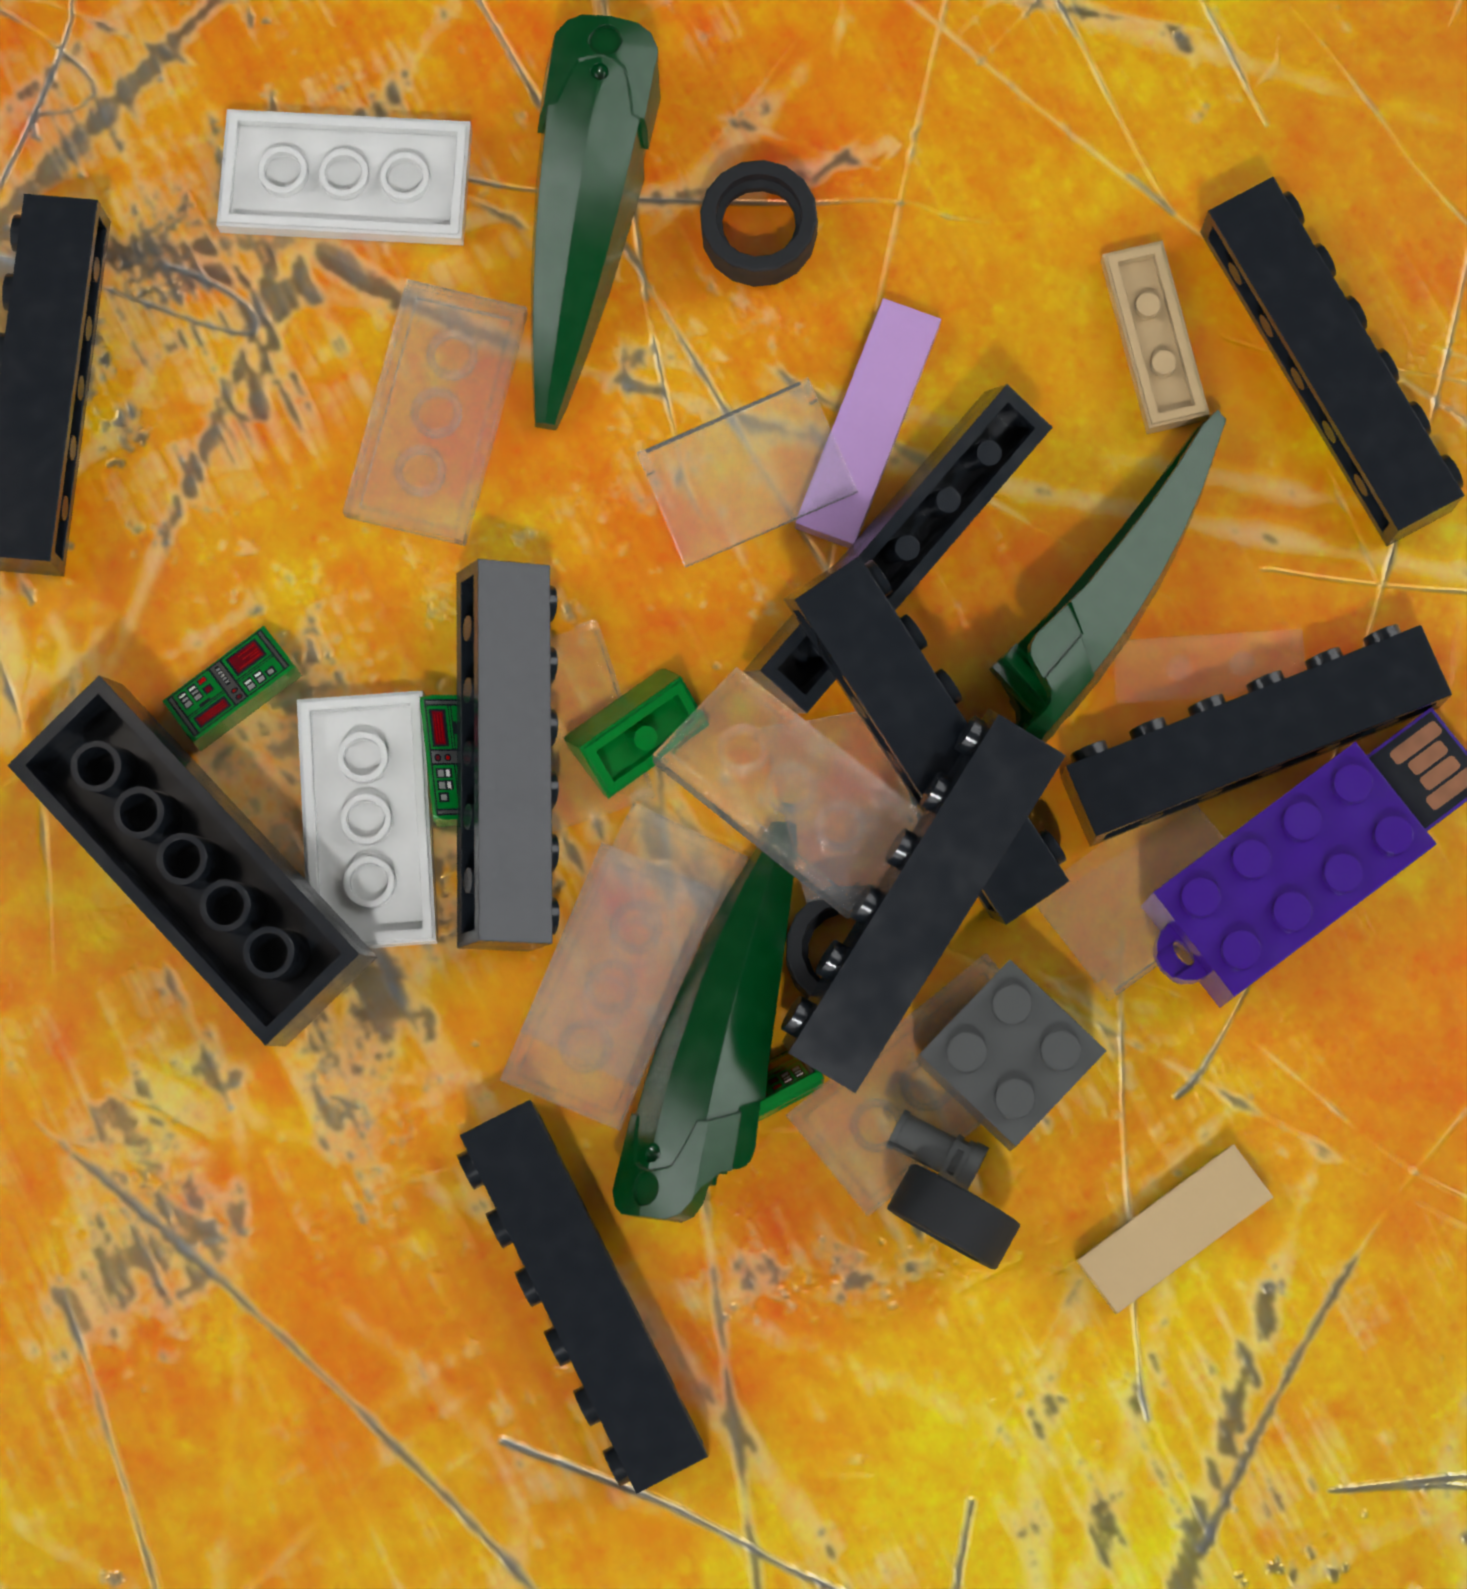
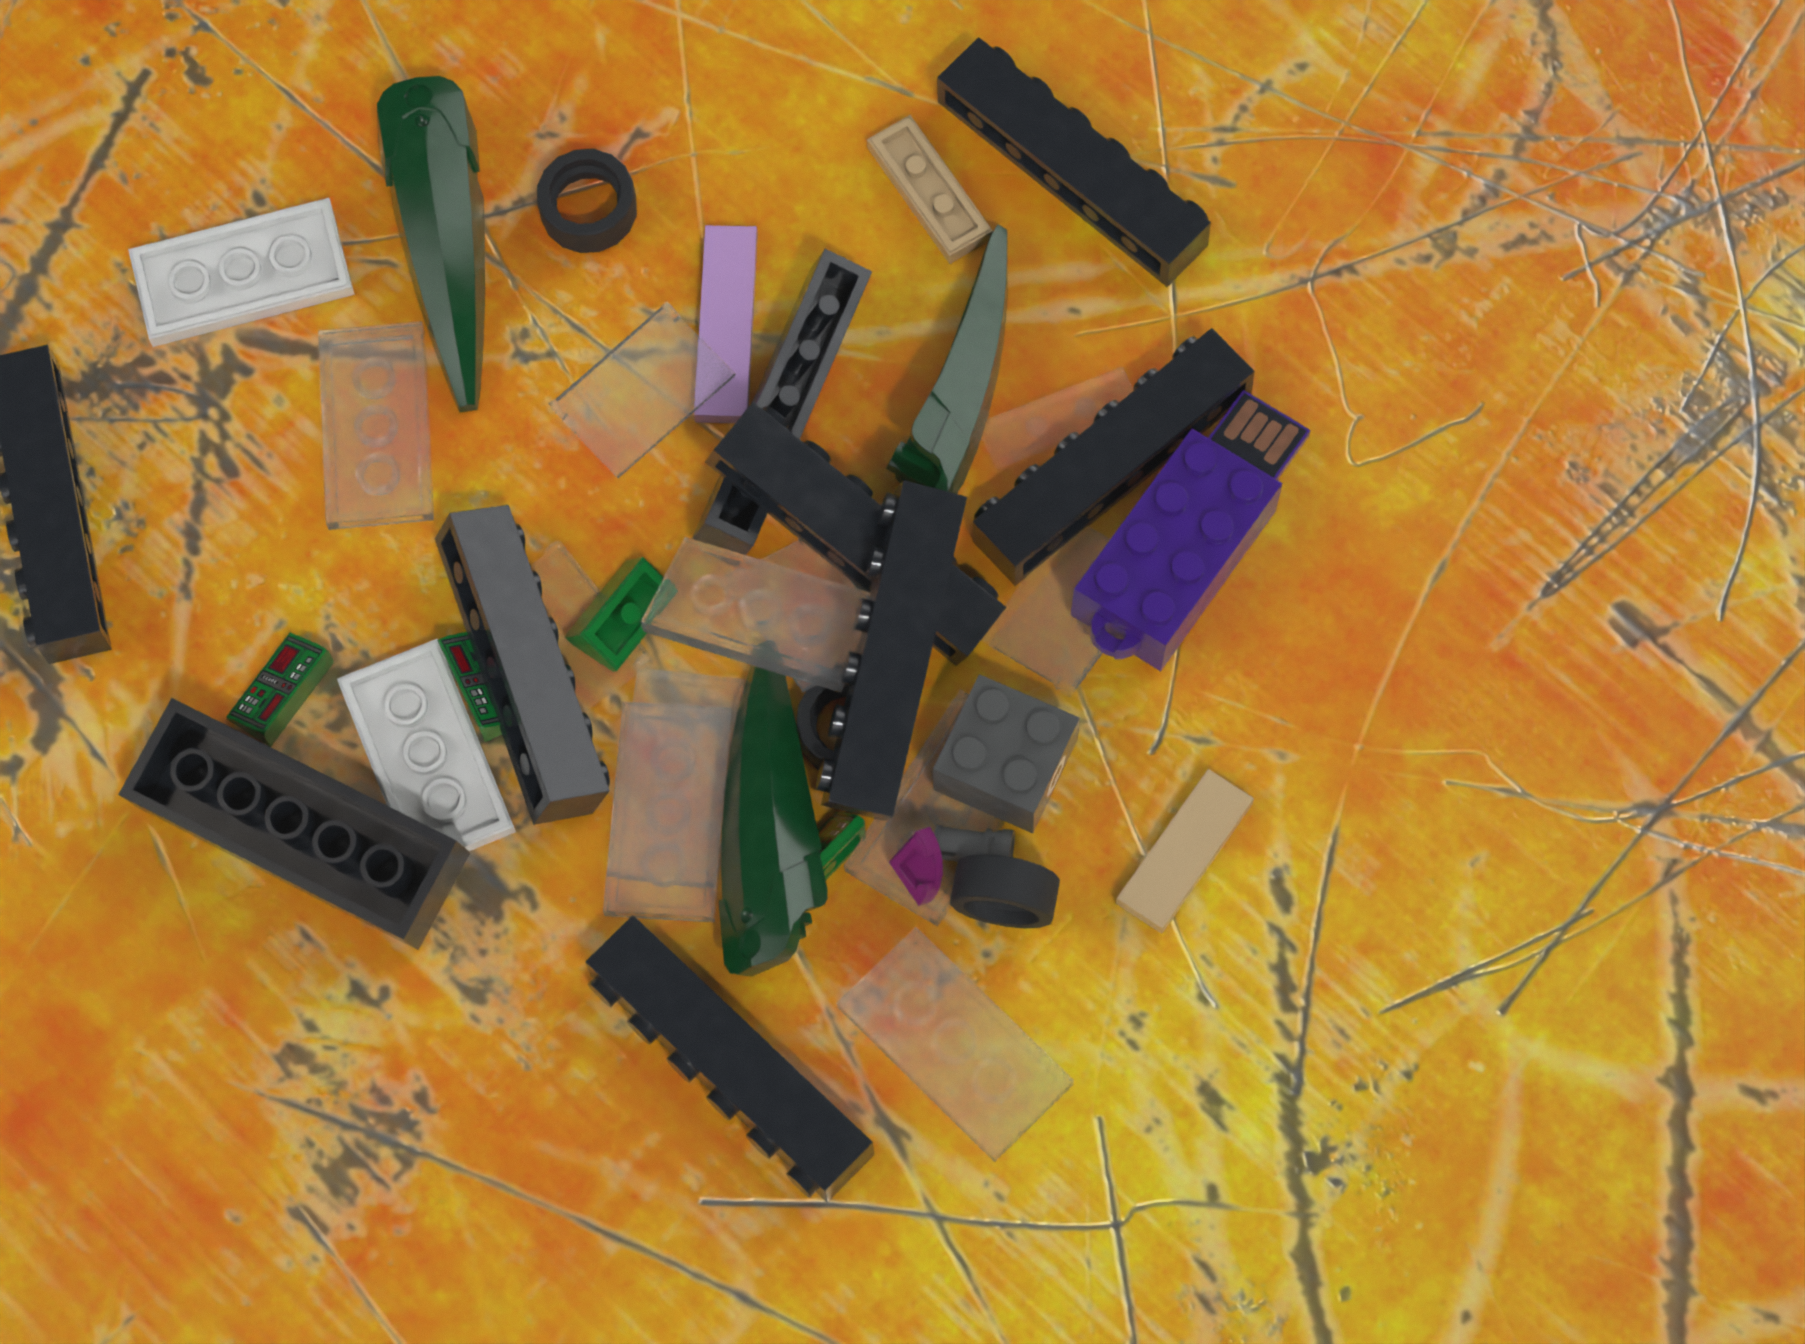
camera: 20 degrees left, 10 degrees down
(841, 1362) = (955, 1044): none -> clear tile
(869, 1152) = (920, 865): none -> magenta tile

